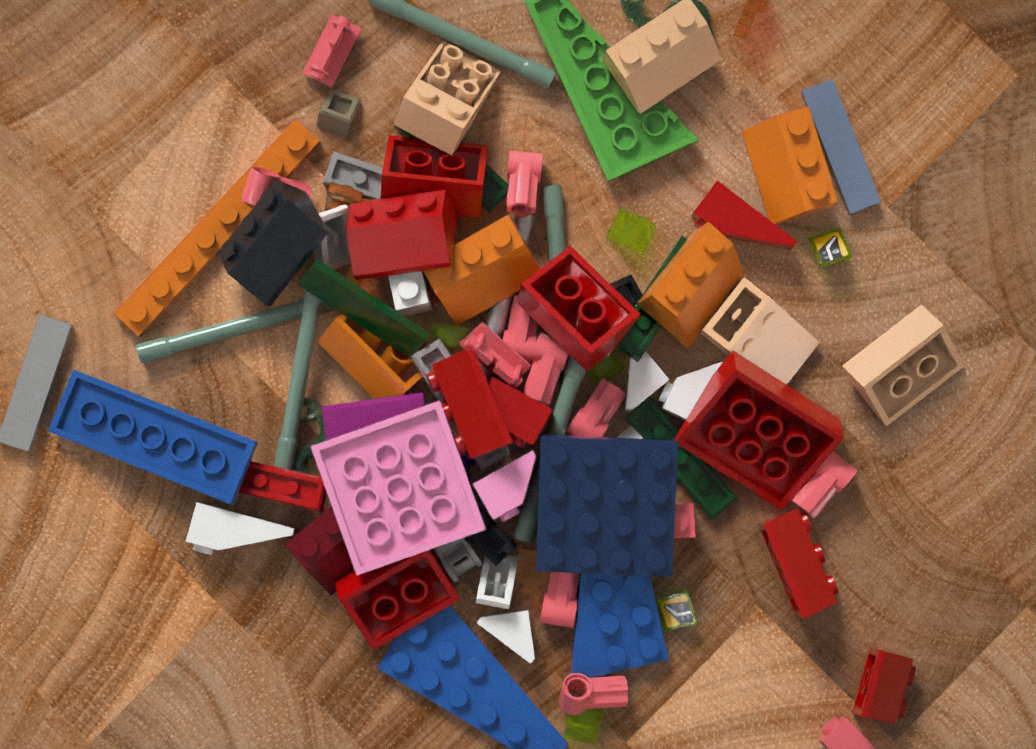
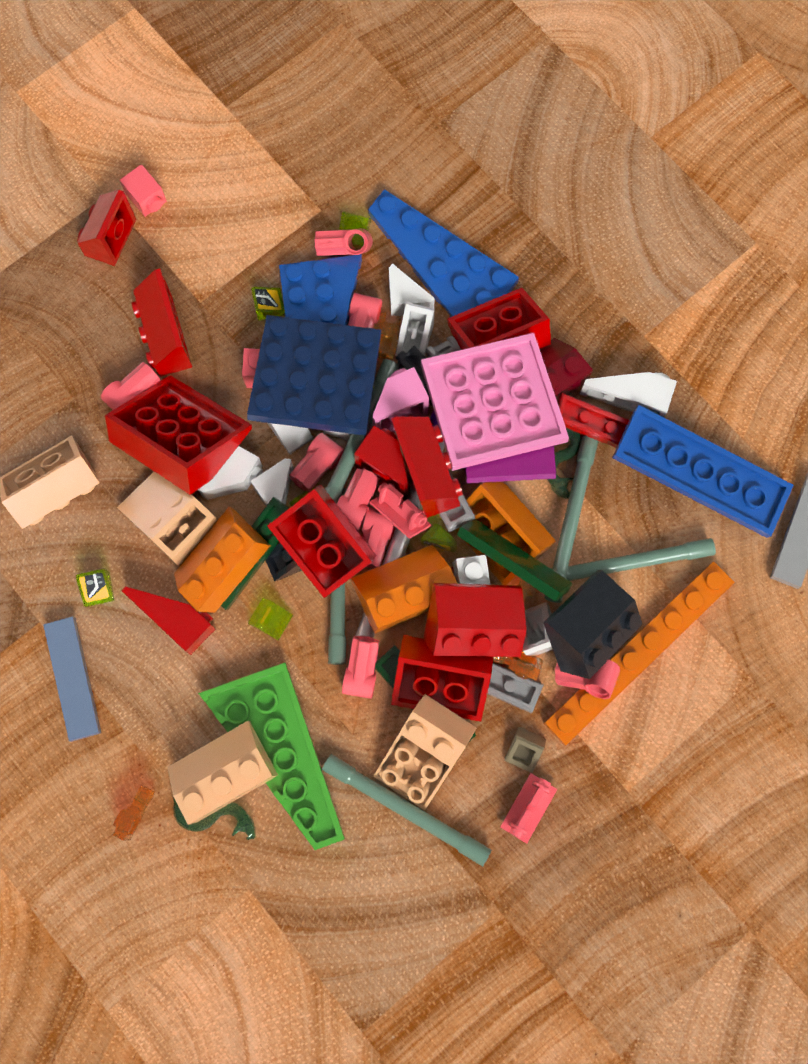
camera: 175 degrees left, 10 degrees down
(692, 473) = (261, 438): dark green tile -> none
(790, 166) = (119, 662): orange slope -> none

